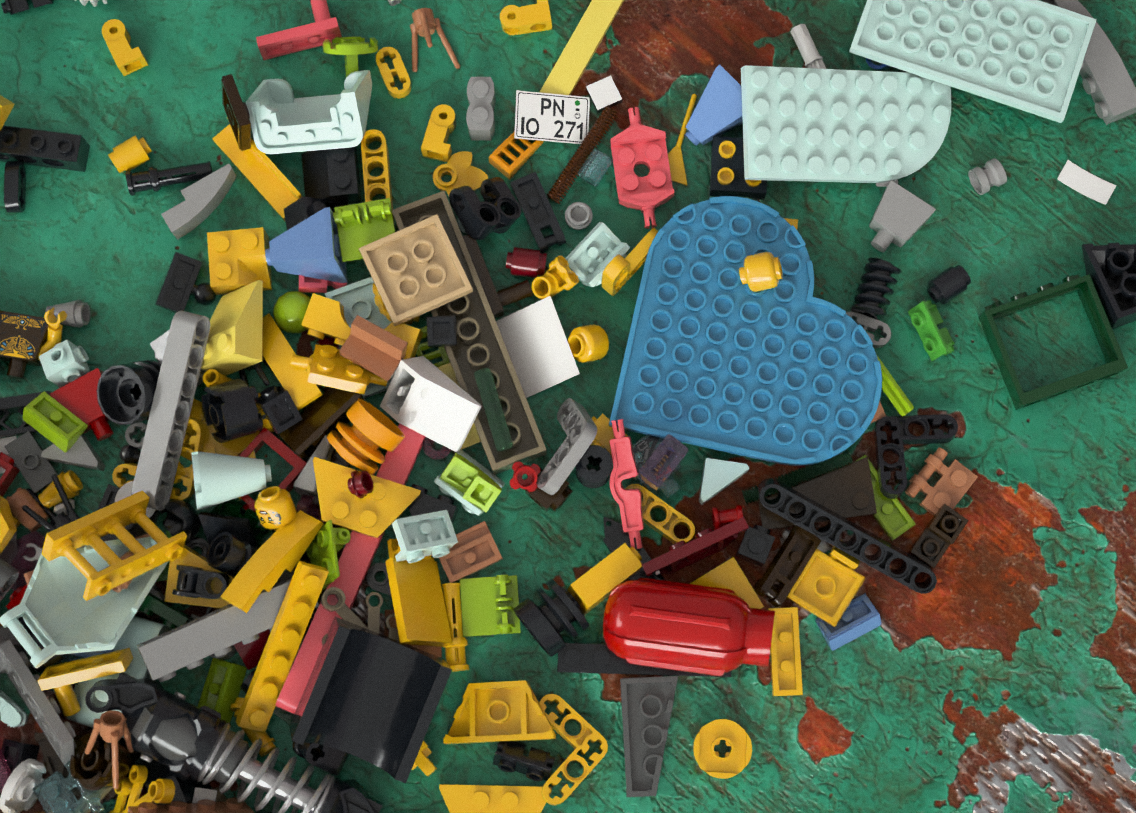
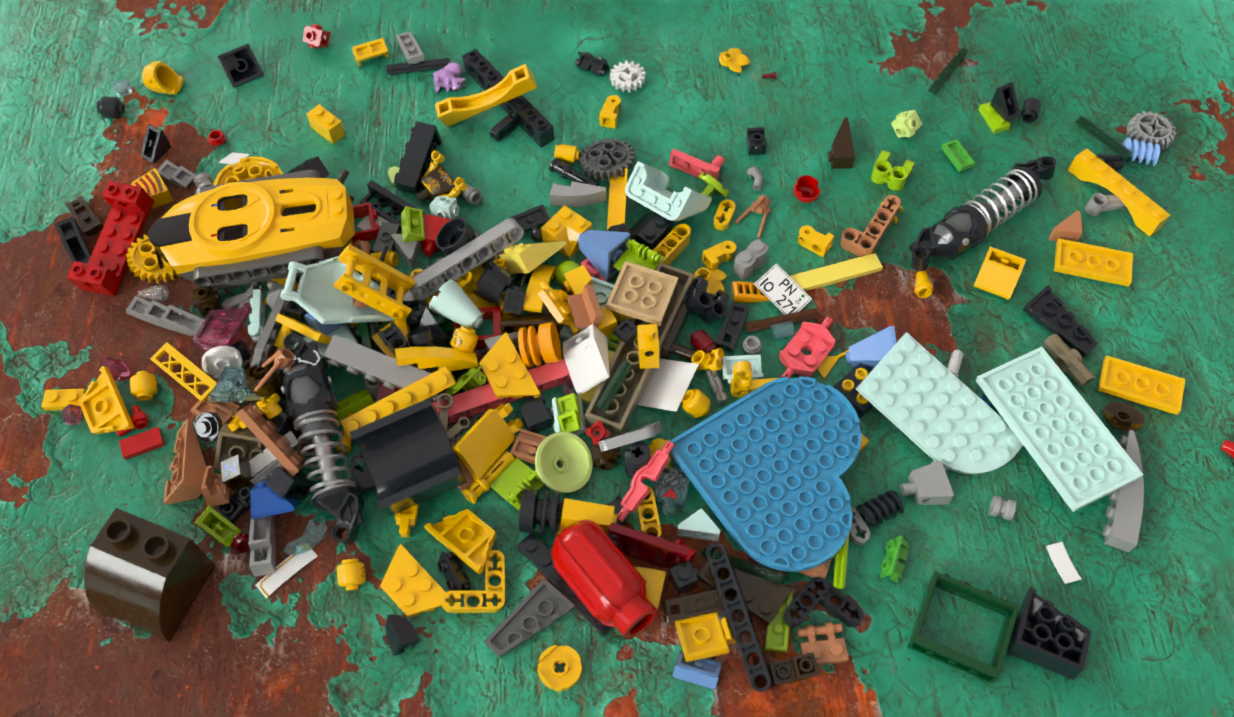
camera: 45 degrees right, 20 degrees down
(179, 141) = (607, 158): none -> dark grey gear
(236, 112) = (629, 163): dark brown plate -> none
(360, 483) = (513, 359): dark red plate -> none
(424, 536) = (518, 413): light aqua bracket -> none
(487, 331) = (648, 341): none -> yellow torso
(532, 536) = (574, 460): none -> yellowish green dish
(588, 301) = (716, 386): none -> light grey axle
(604, 94) = (821, 302): white tile -> none
(663, 462) = (673, 482): clear purple piece -> none
(761, 271) = (820, 437): yellow head -> none
(785, 653) = (645, 649): yellow plate -> none
(948, 284) = (926, 543): black brick -> none

